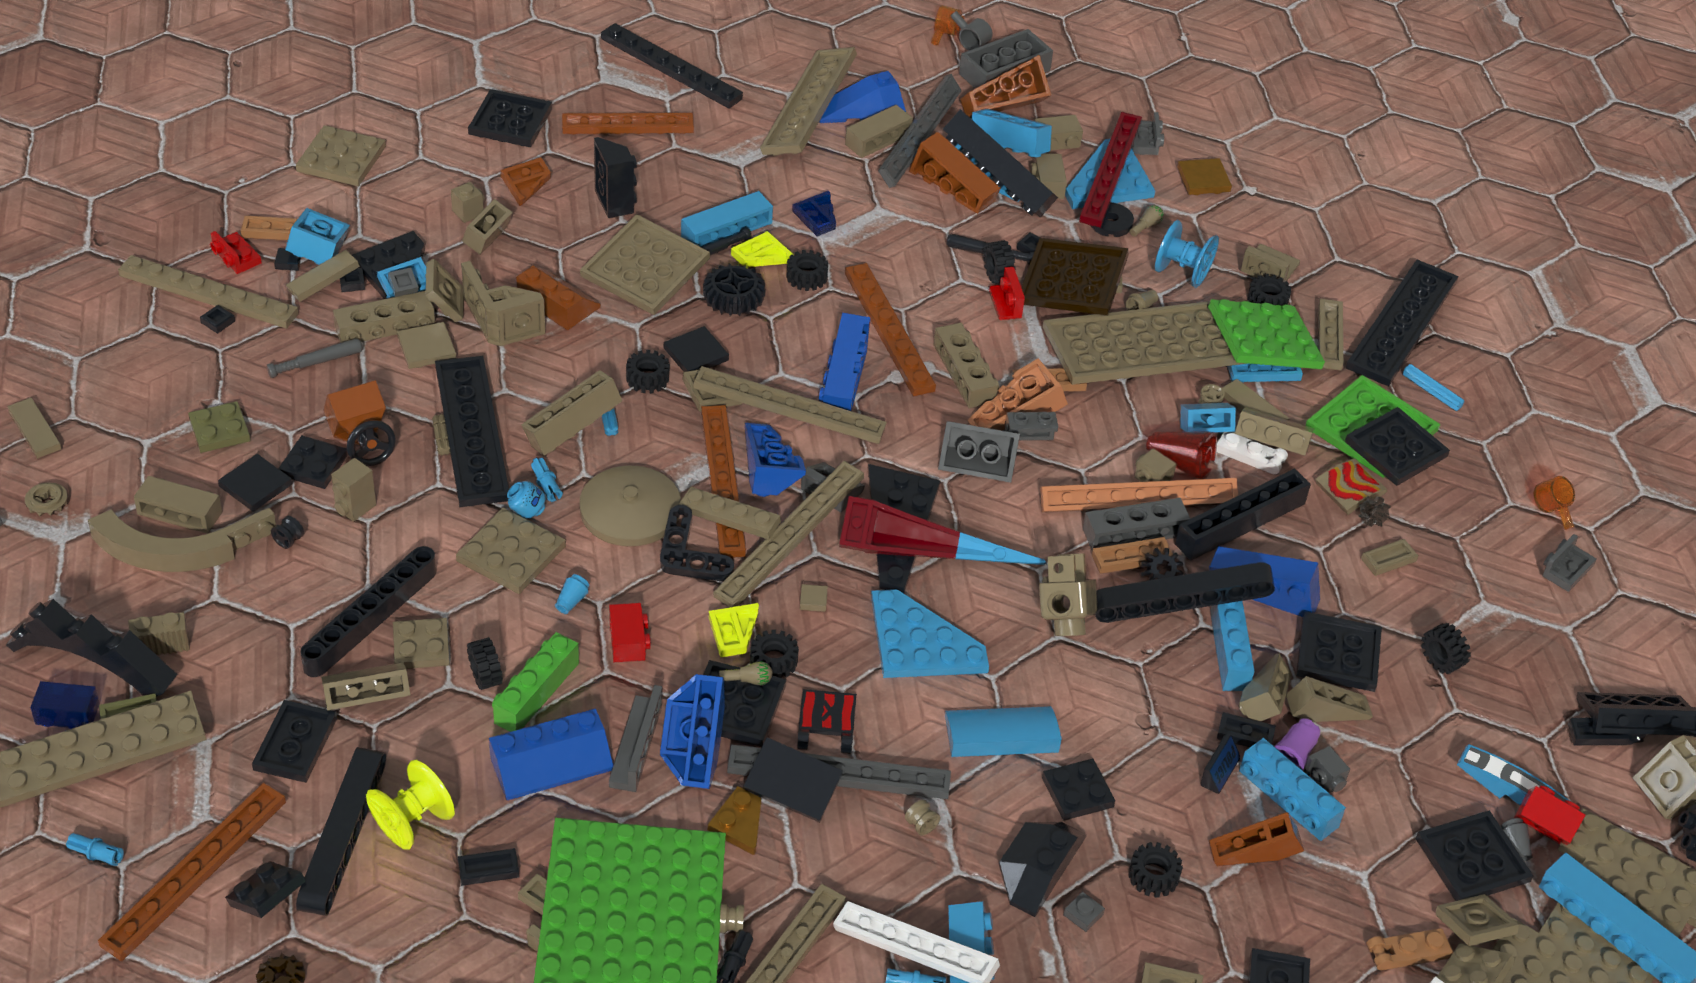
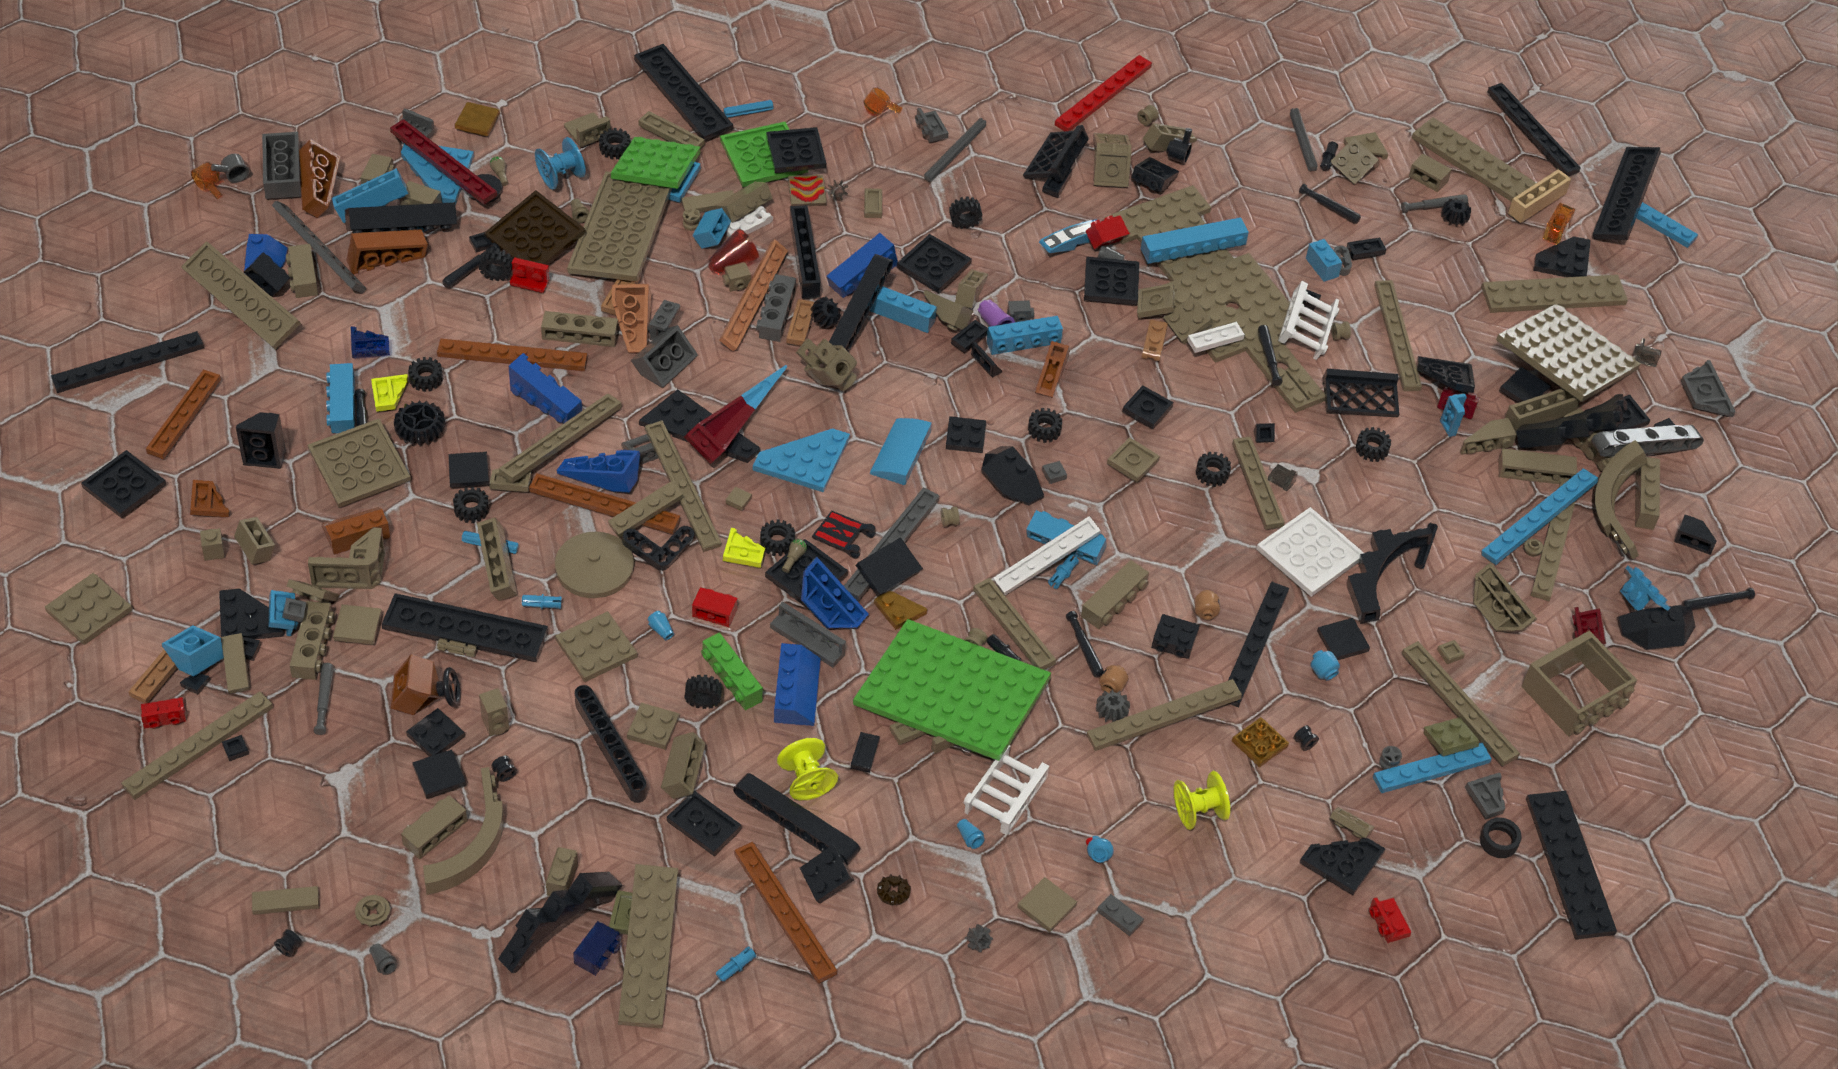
camera: 65 degrees left, 5 degrees up
(219, 427) = (360, 781): olive plate -> none
(526, 499) = (561, 617): dark azure head -> none
(846, 103) = (267, 274): none -> black brick
(1554, 606) = (955, 149): none -> dark grey axle

